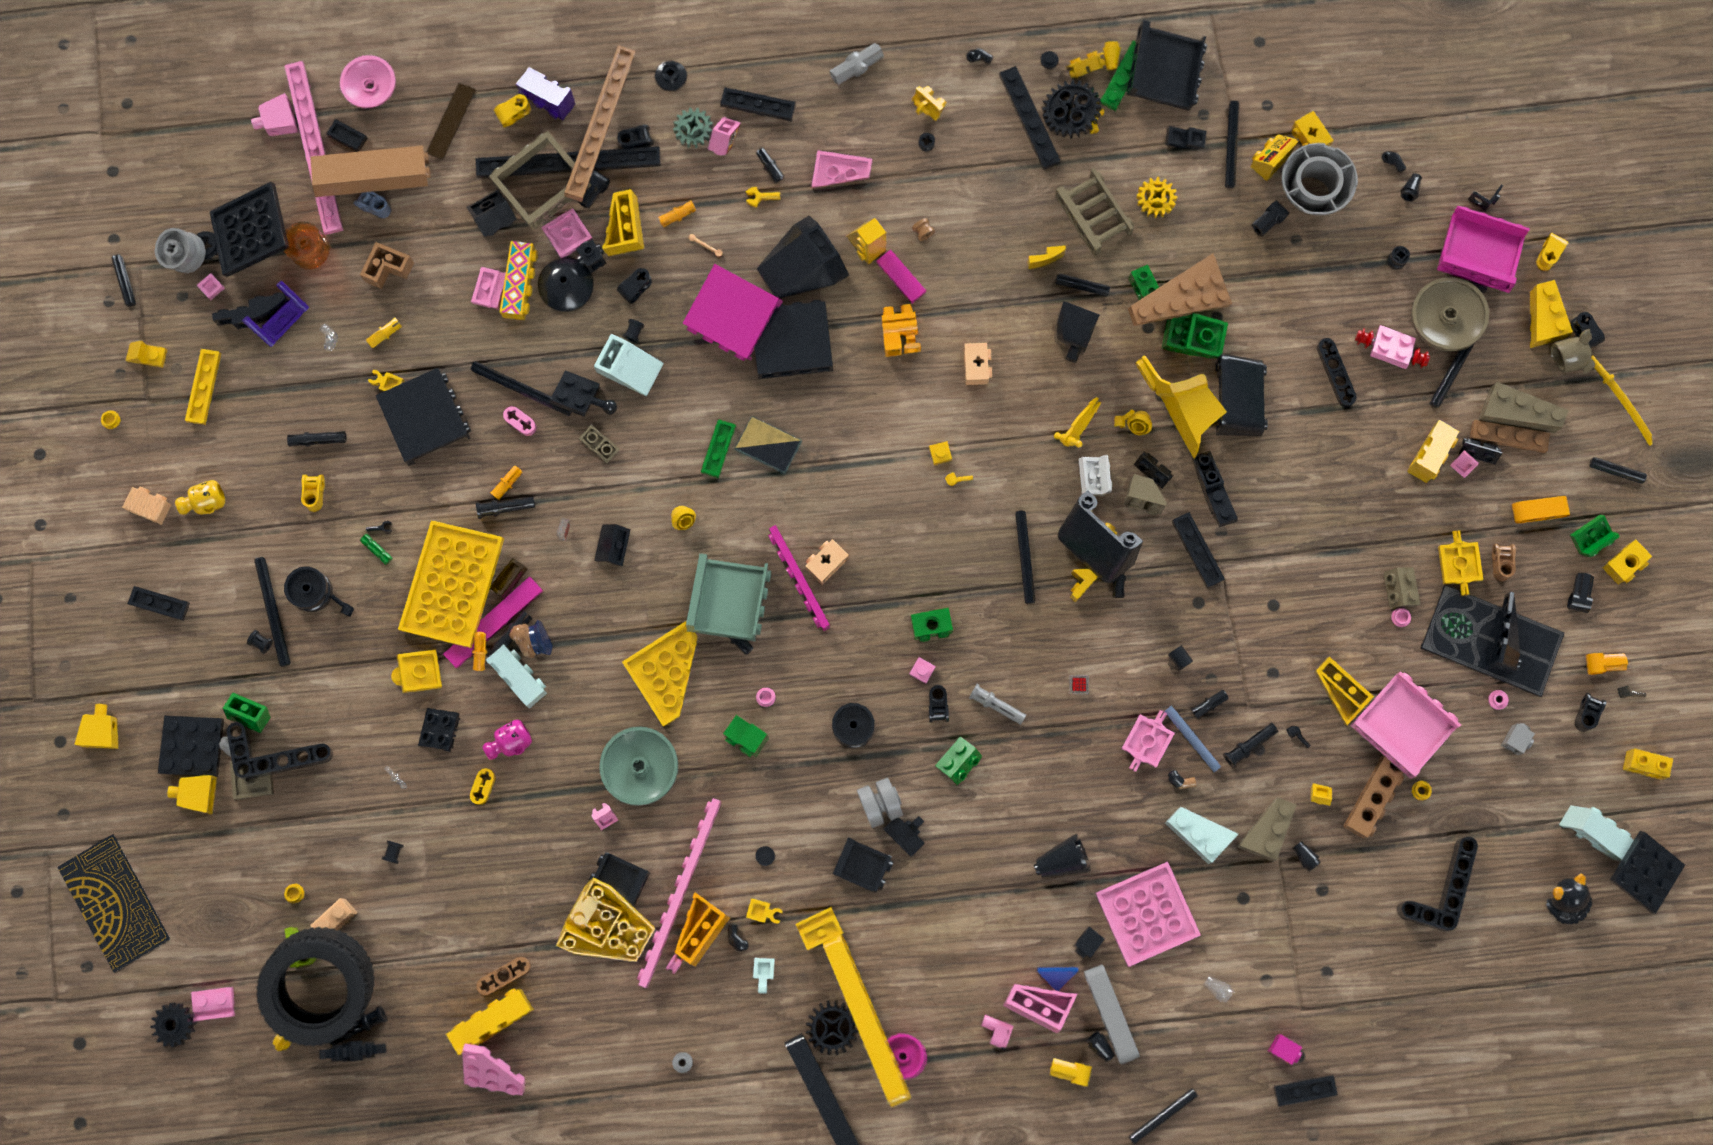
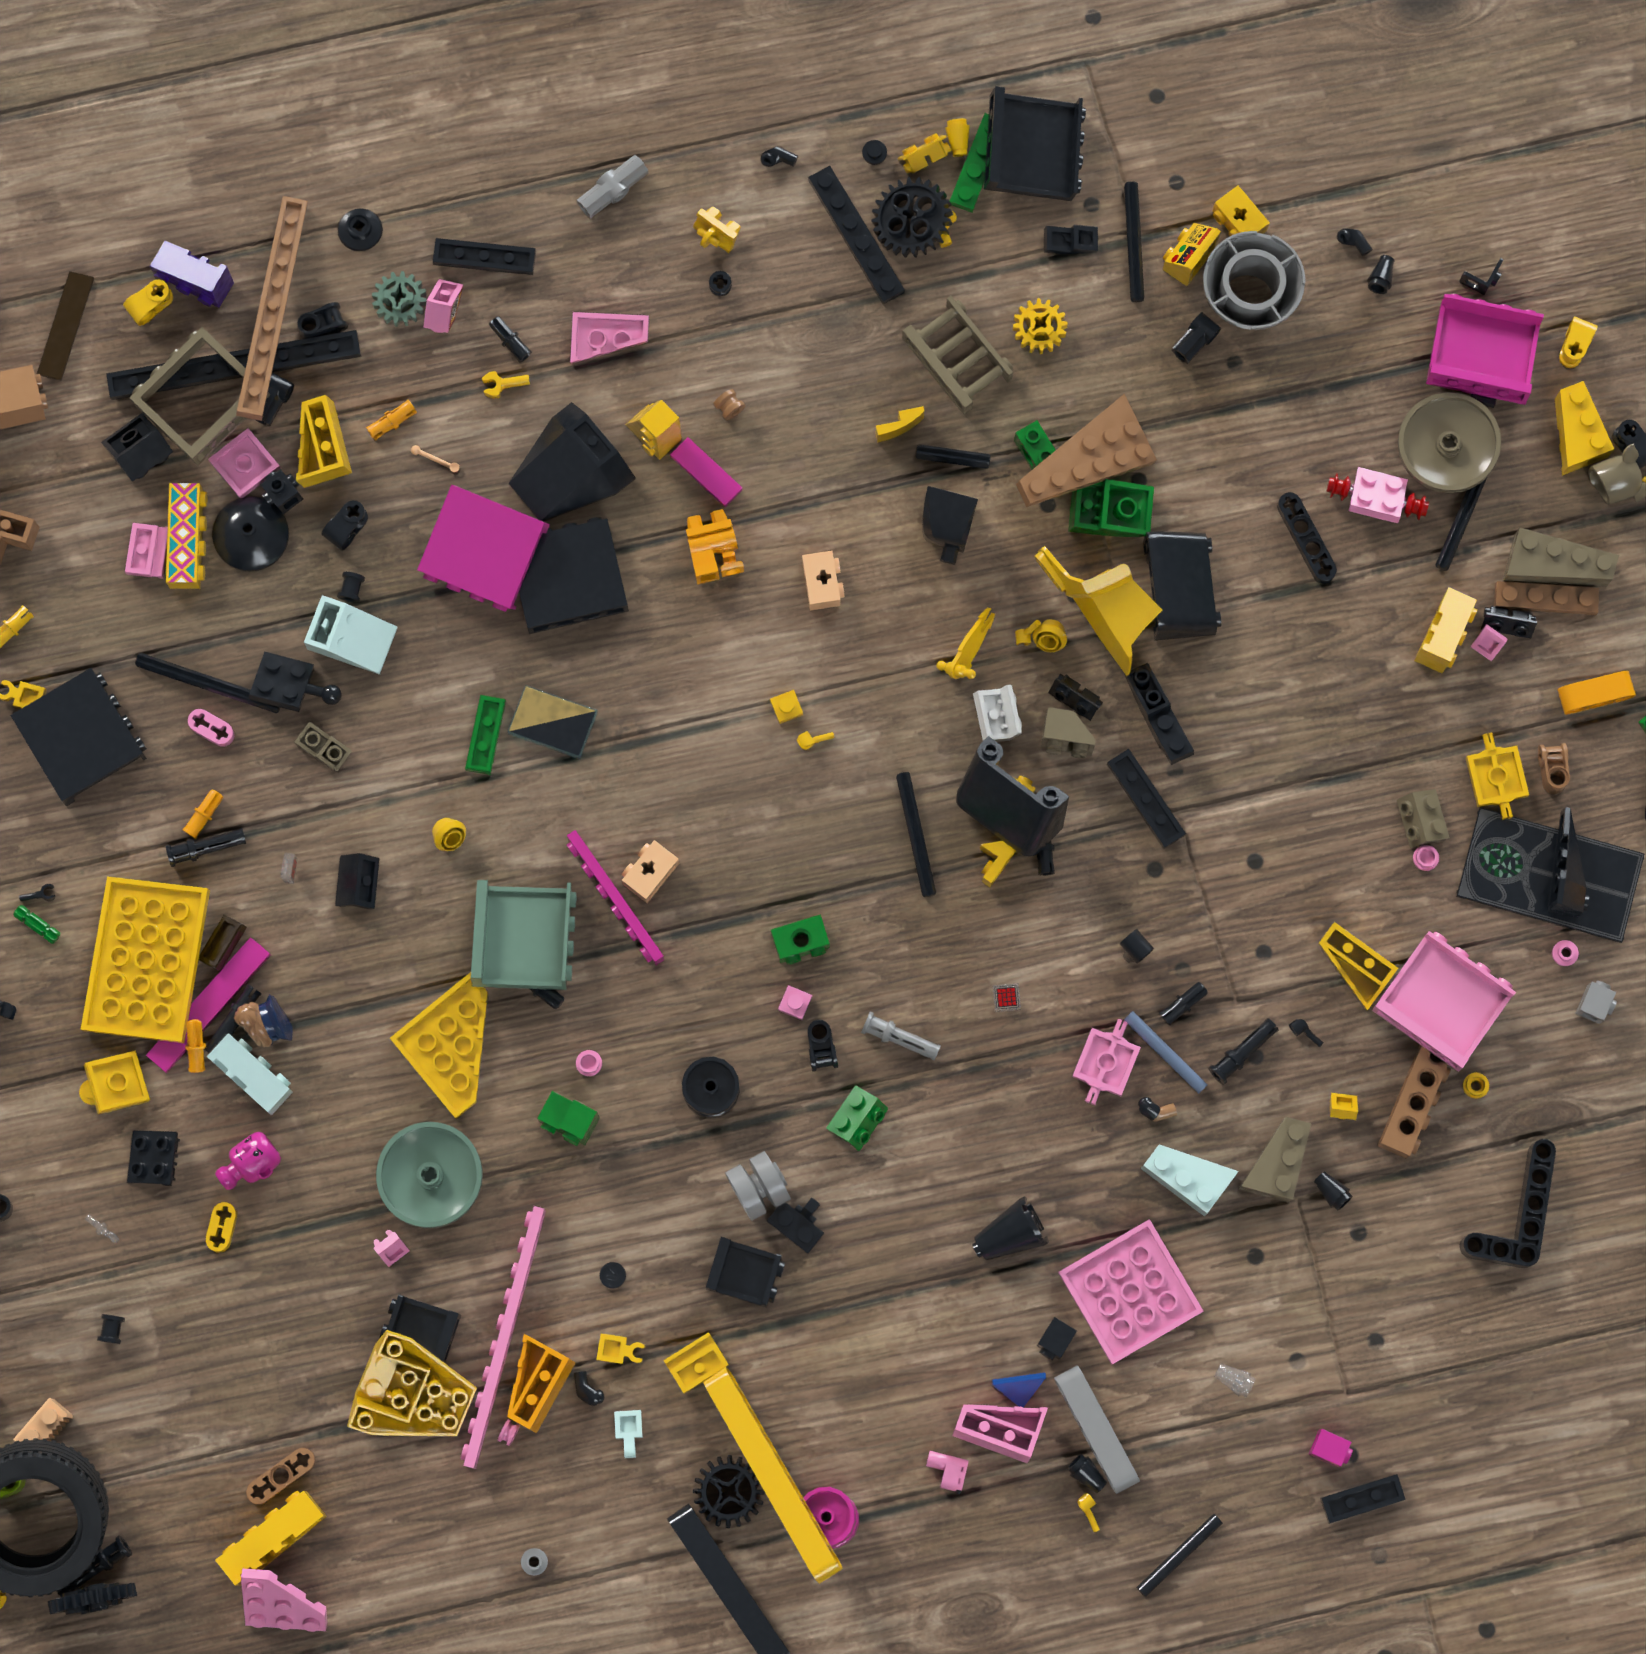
camera: 10 degrees left, 0 degrees up
(1075, 1072) = (1058, 1511): yellow piece -> none
(1097, 1068) = (1086, 1502): none -> yellow hand
(1397, 262) = (1373, 378): black wheel -> none

